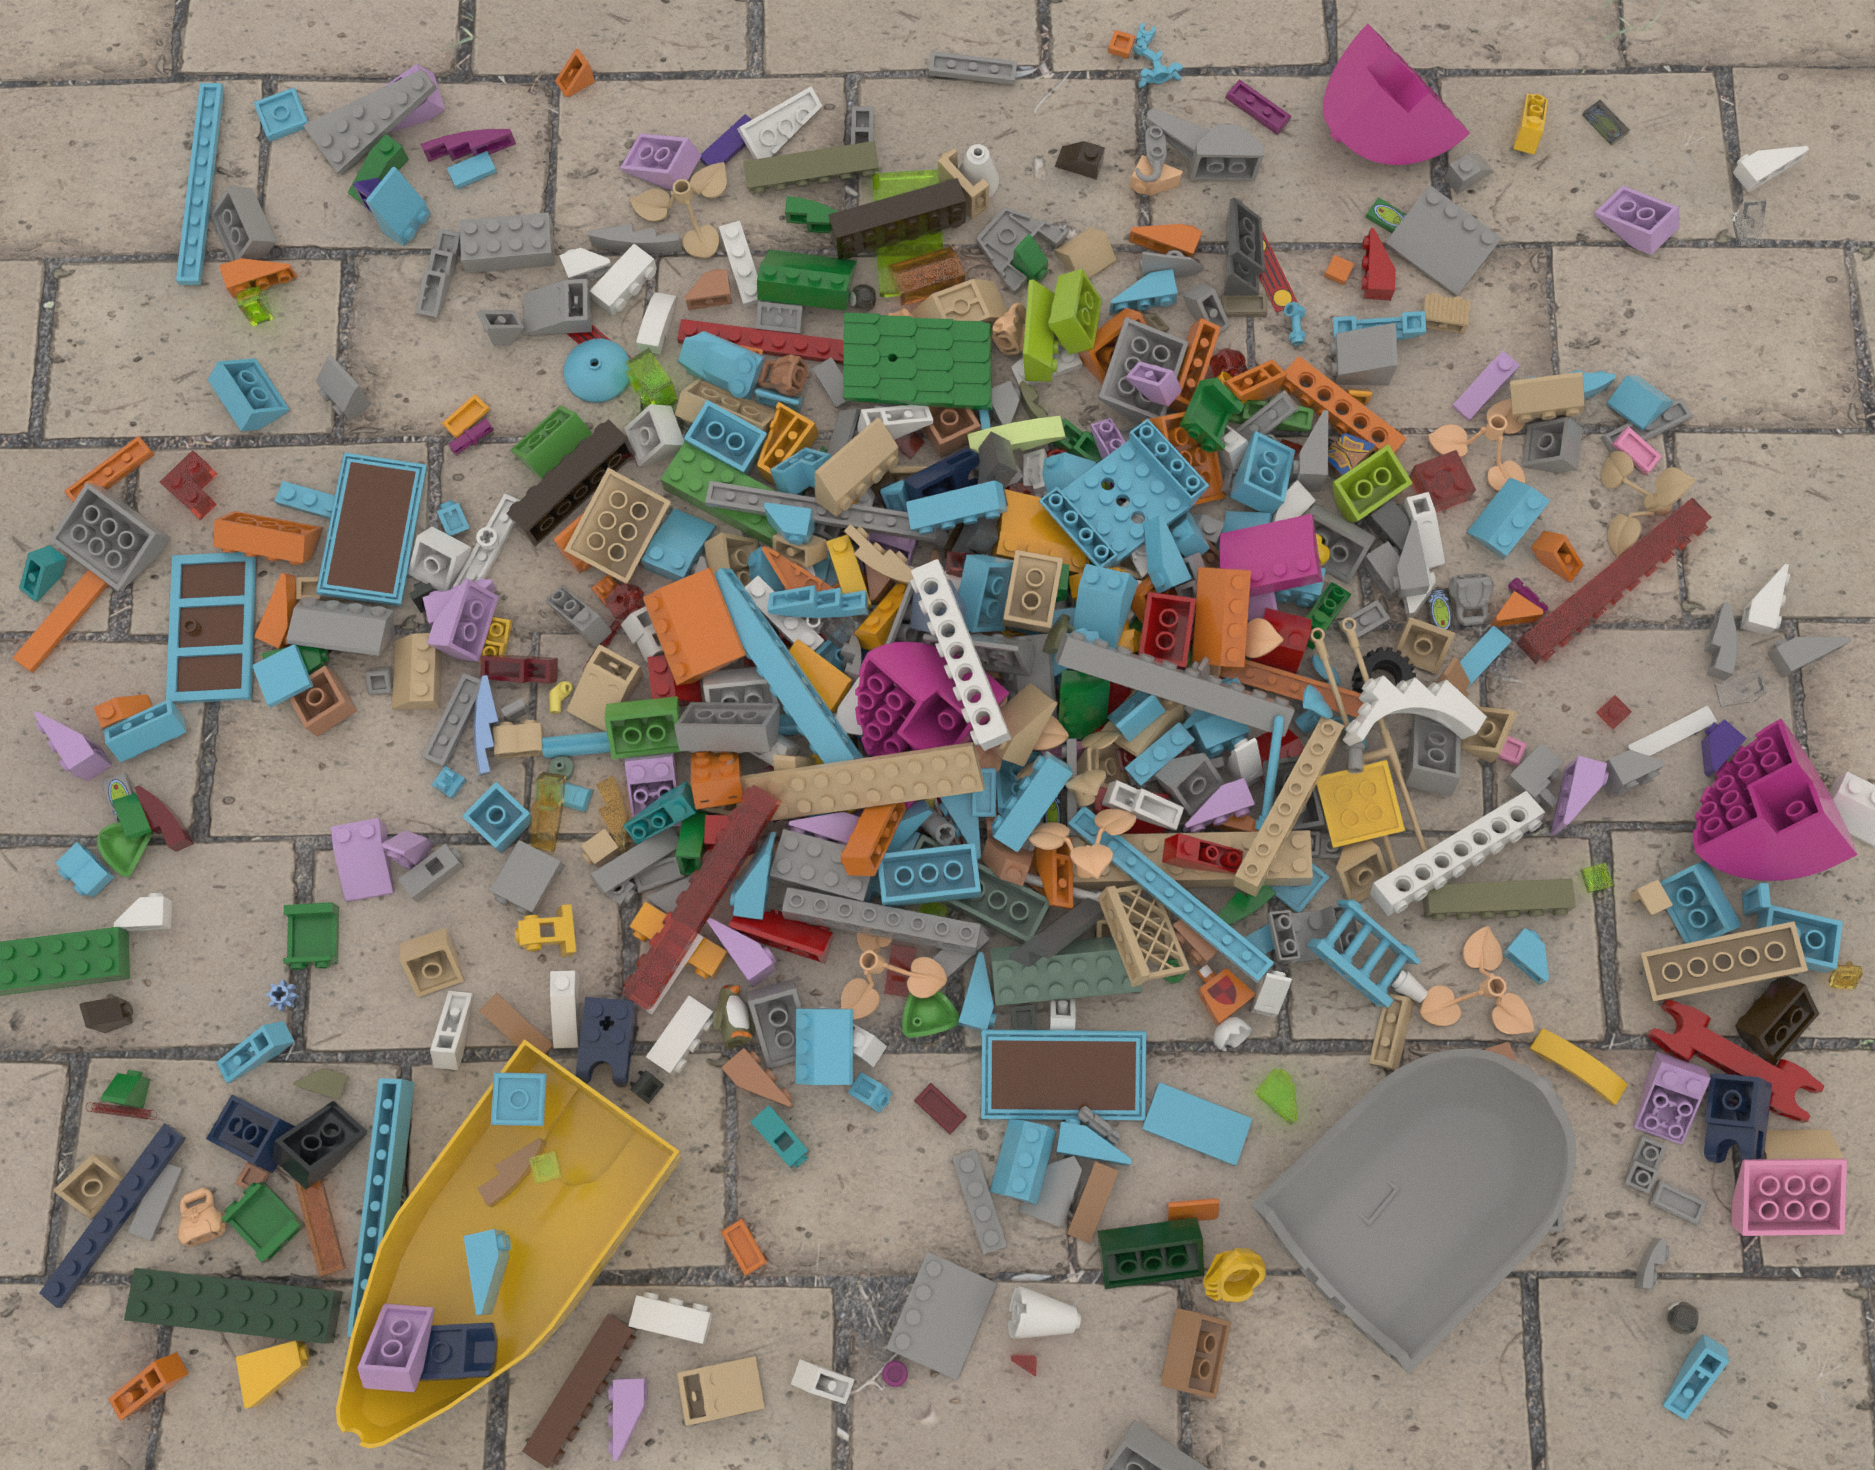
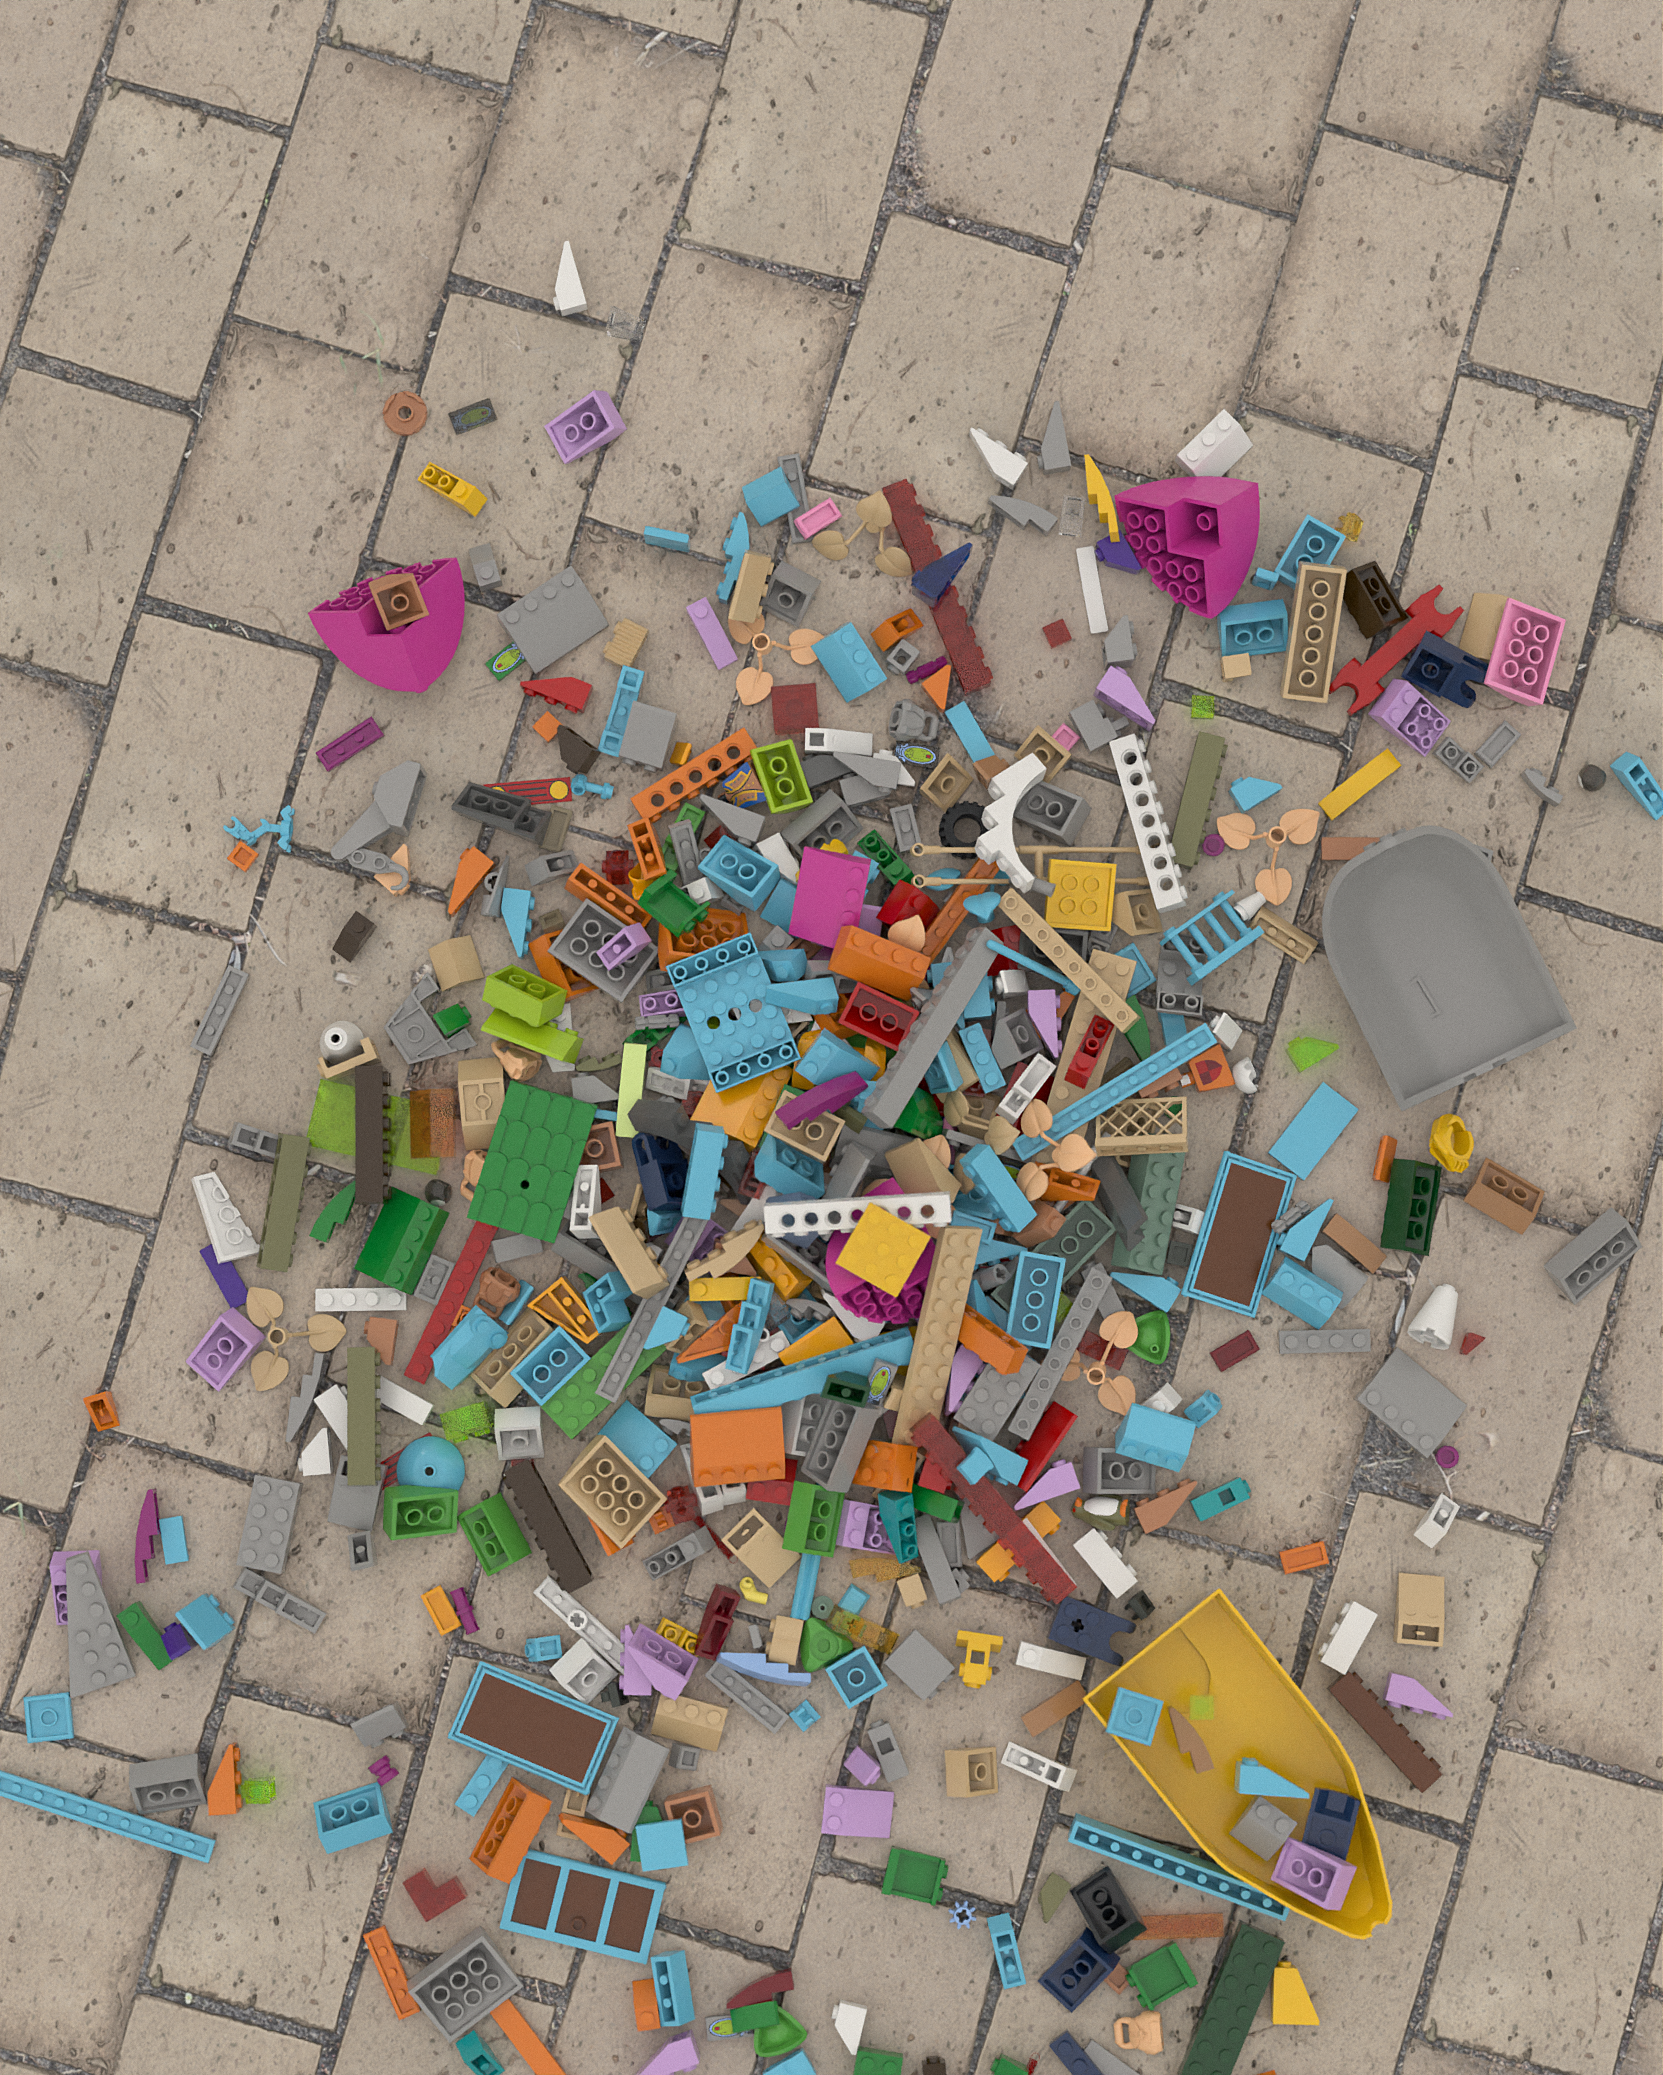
camera: 75 degrees left, 10 degrees up
(300, 406) = (383, 1770): none -> magenta wheel
(437, 1279) = (1263, 1827): none -> light grey slope
(520, 776) = (821, 1645): none -> bright green hat
(553, 366) = (419, 1511): none -> bright green slope
(627, 283) = (362, 1416): none -> olive brick
(738, 859) = (975, 1465): none -> medium azure tile
(781, 706) = (847, 1388): none -> dark green slope
(797, 742) = (880, 1379): none -> tile
(929, 684) = (883, 1249): none -> yellow plate
(1070, 599) = (823, 1097): none -> magenta slope
(1090, 439) = (656, 1021): none -> light grey axle
(1326, 297) = (576, 751): none -> dark brown slope
(1411, 80) = (398, 599): none -> nougat slope
(1459, 931) = (1213, 844): none -> magenta tile
(1537, 564) = (904, 650): none -> light grey brick
(1561, 316) = (667, 539): none -> medium azure tile
(1580, 75) = (407, 426): none -> nougat tile
(1633, 570) = (937, 576): none -> clear blue slope
(1769, 709) = (1099, 494): none -> yellow slope

